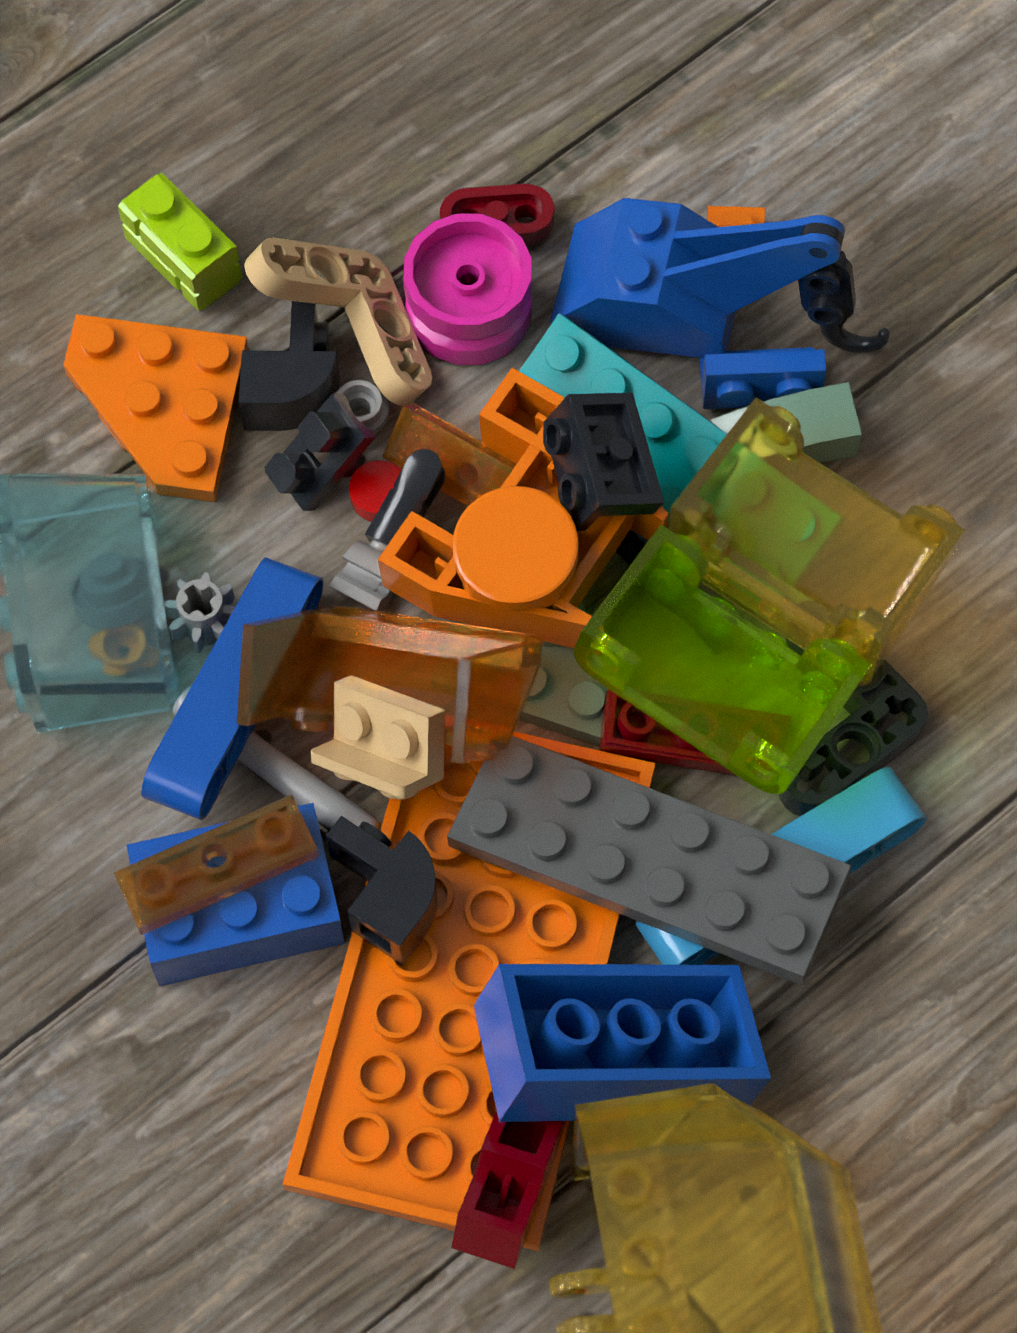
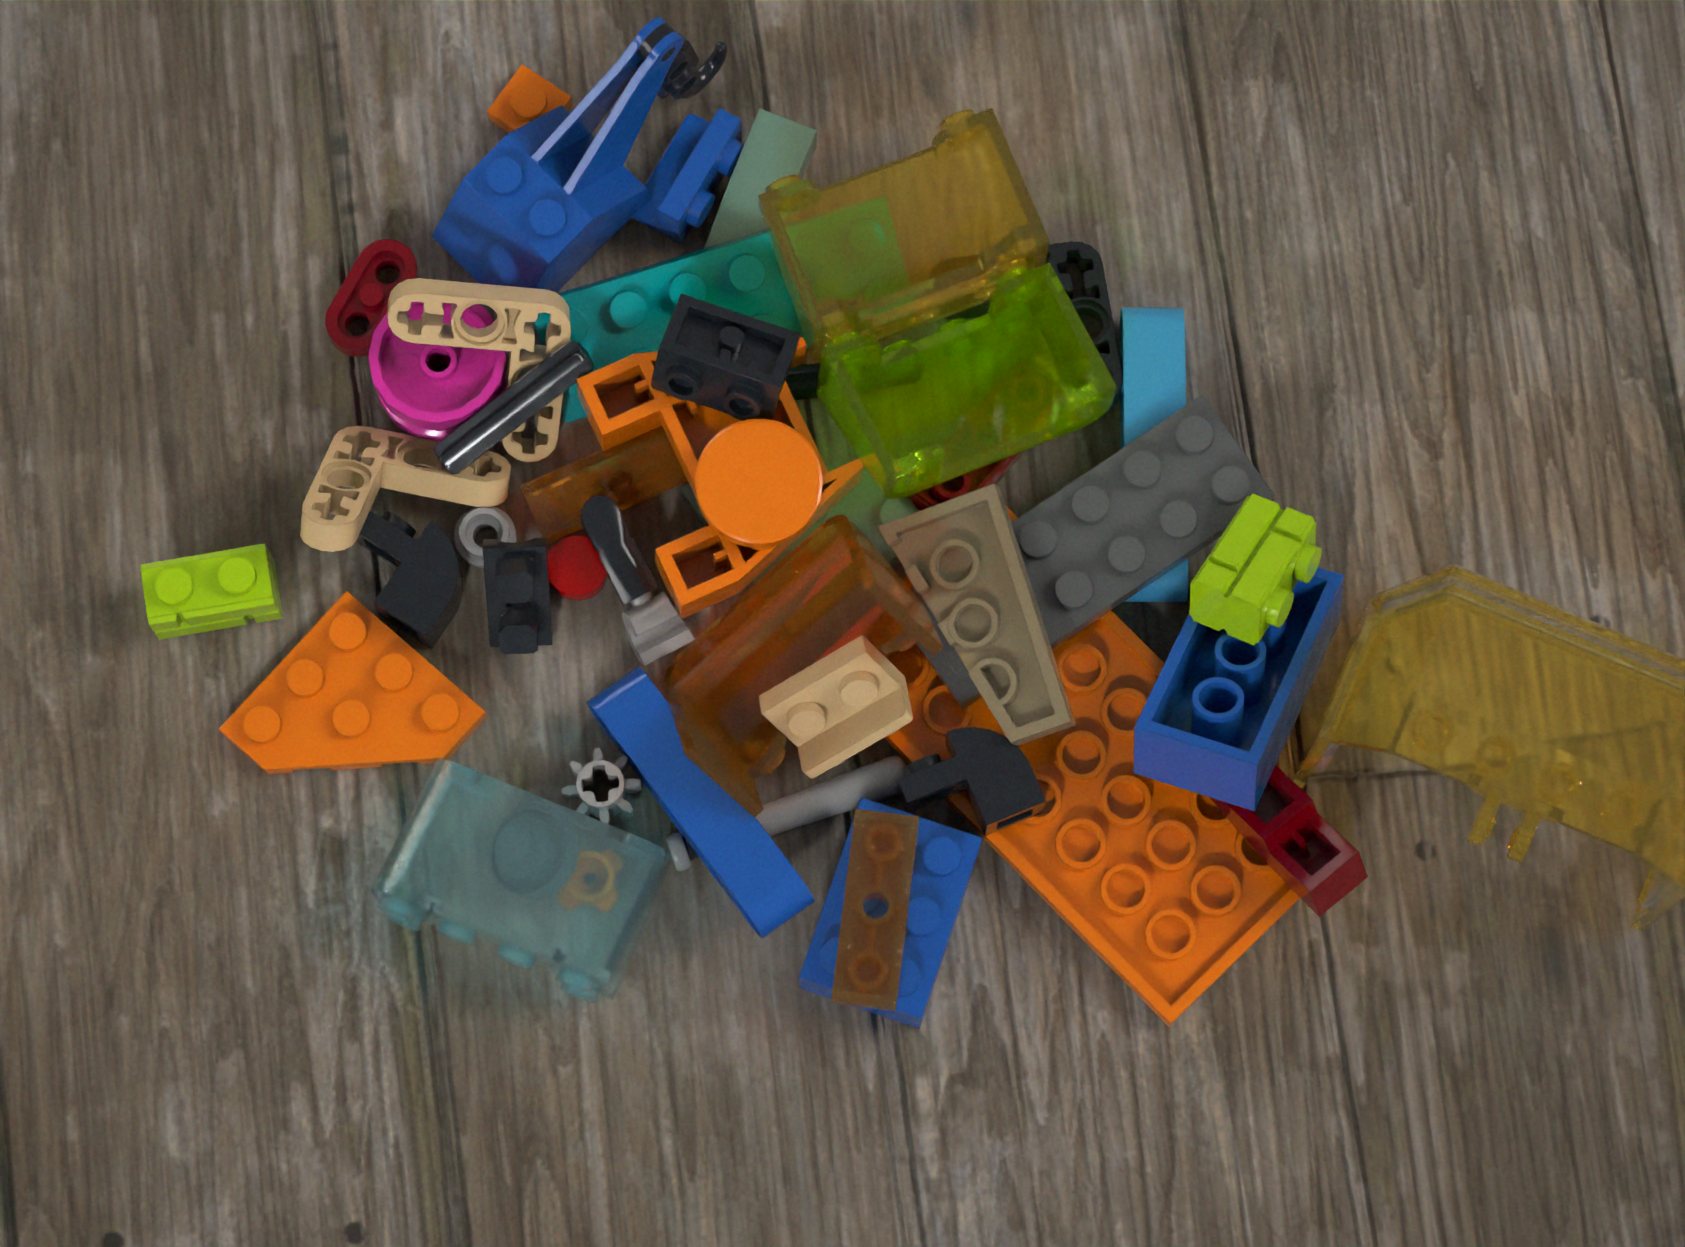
camera: 60 degrees left, 10 degrees up
(464, 346) = (513, 406): none -> black axle
(520, 303) = (511, 331): none -> tan beam
(548, 783) = (979, 591): none -> dark tan wing
(716, 991) = (1254, 569): none -> lime brick

